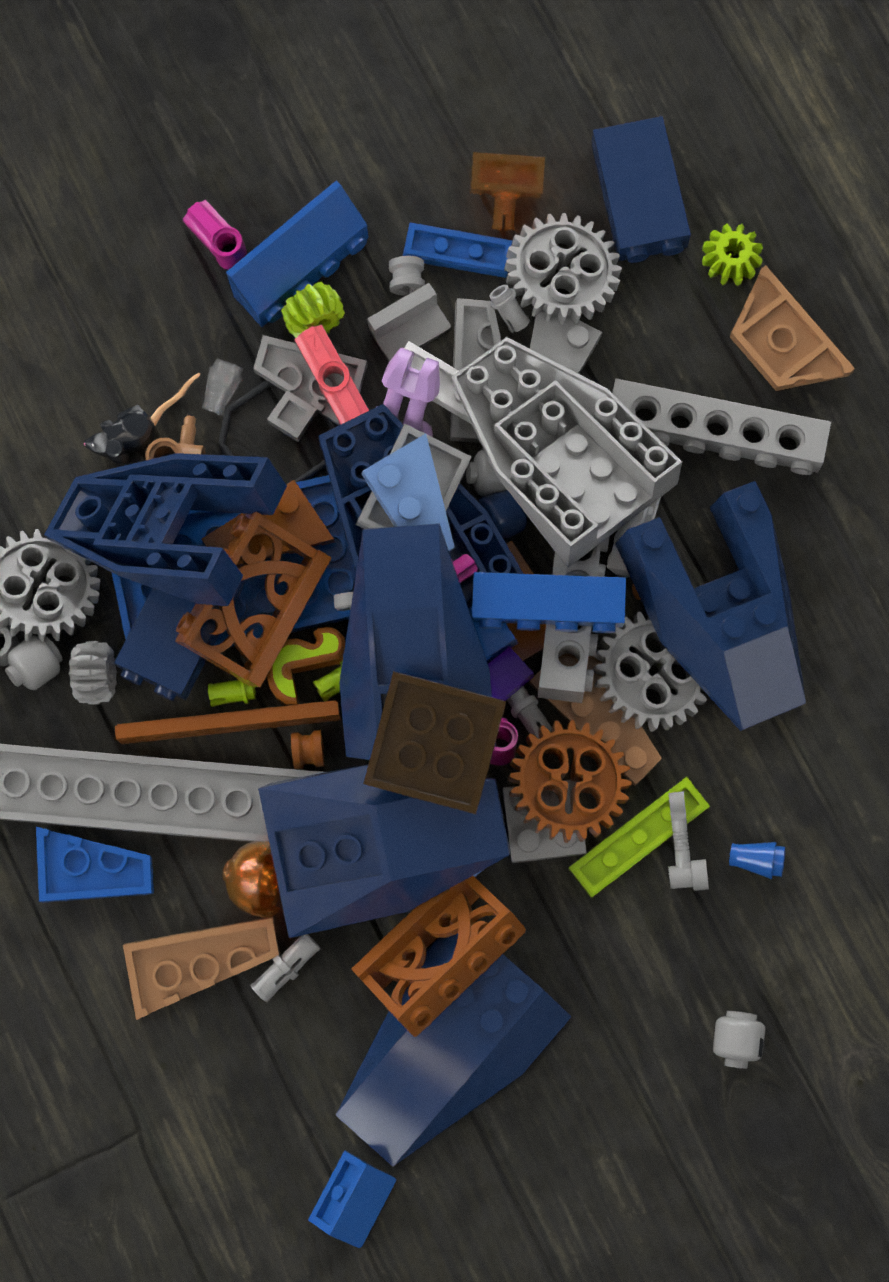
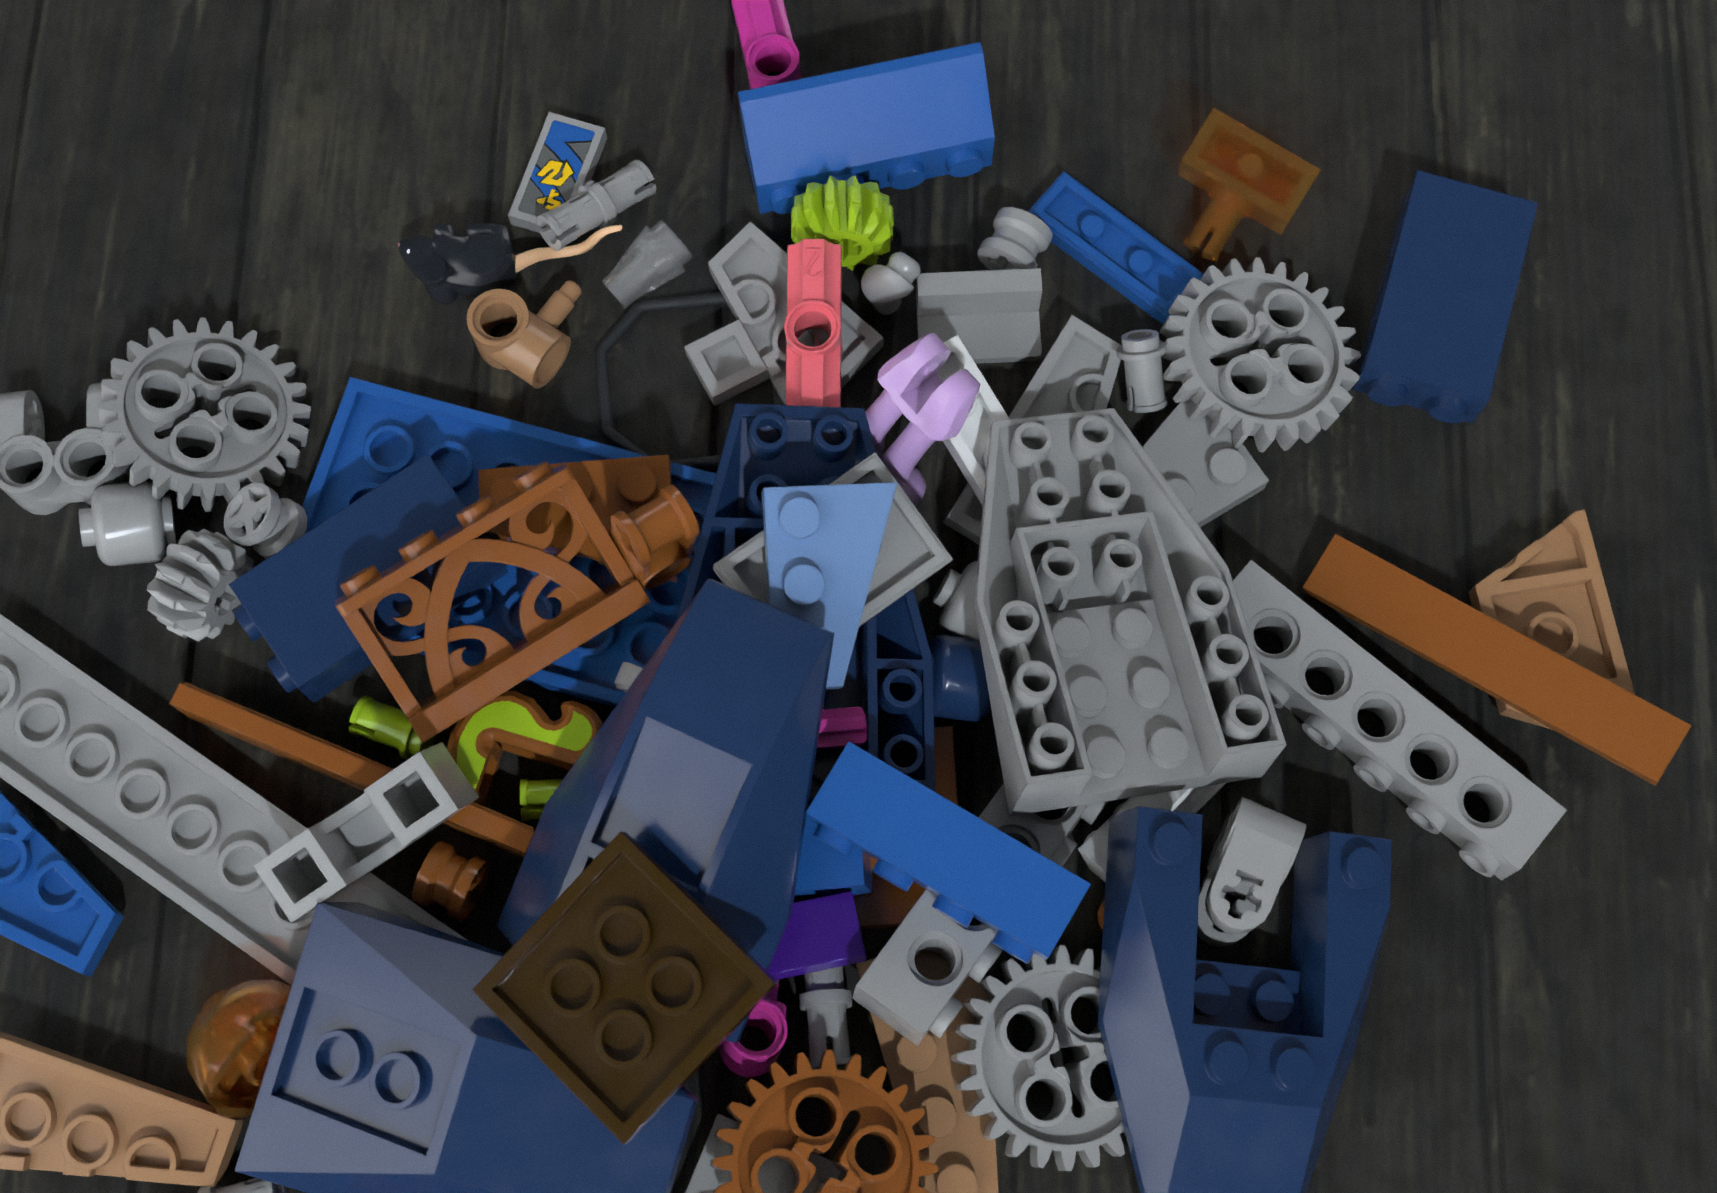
camera: 25 degrees right, 5 degrees down
(106, 623) = (263, 519): none -> light grey wheel
(134, 512) = (389, 371): dark blue wedge -> none
(144, 363) = (558, 167): none -> tile
(176, 368) = (596, 205): none -> light grey pin
(258, 743) = (366, 831): none -> light grey arch
(318, 522) = (656, 537): none -> dark orange piece
(353, 333) = (889, 283): none -> light grey arm
(694, 529) = (1247, 863): none -> light grey piece
(740, 244) = (1557, 455): lime gear -> none
(758, 364) = (1497, 659): none -> dark orange tile

